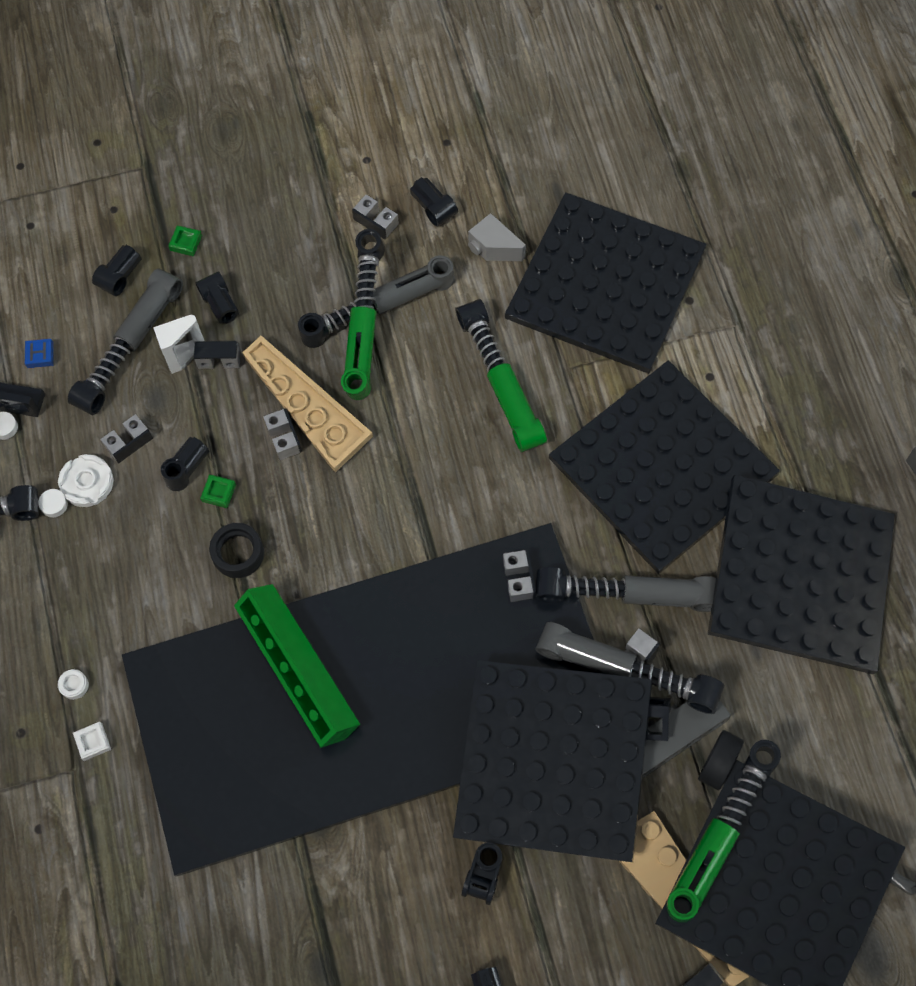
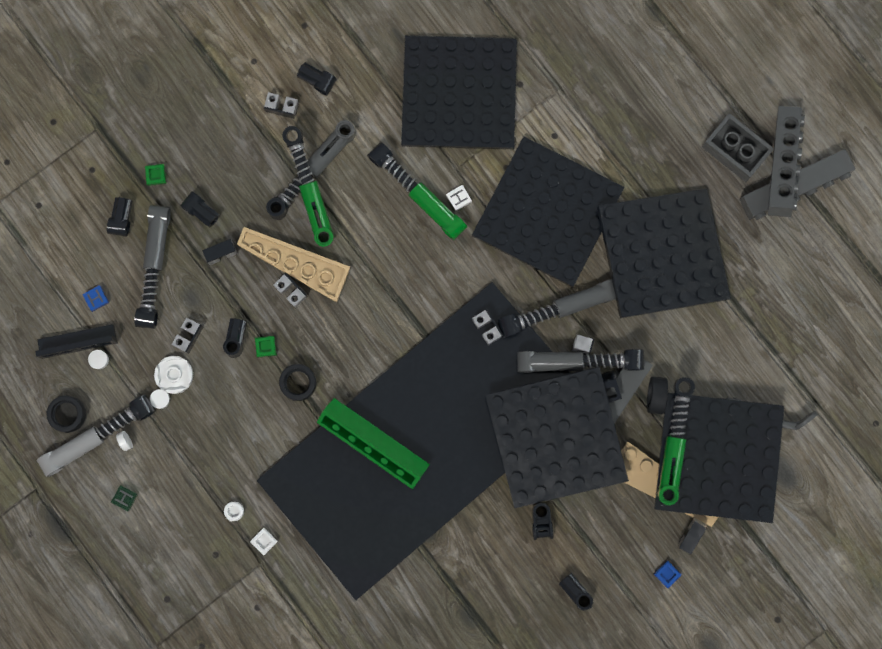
camera: 25 degrees left, 15 degrees up
(170, 334) = (192, 255): white tile -> none
(495, 241) = (372, 93): light grey slope -> none
(551, 404) = (459, 198): none -> white tile

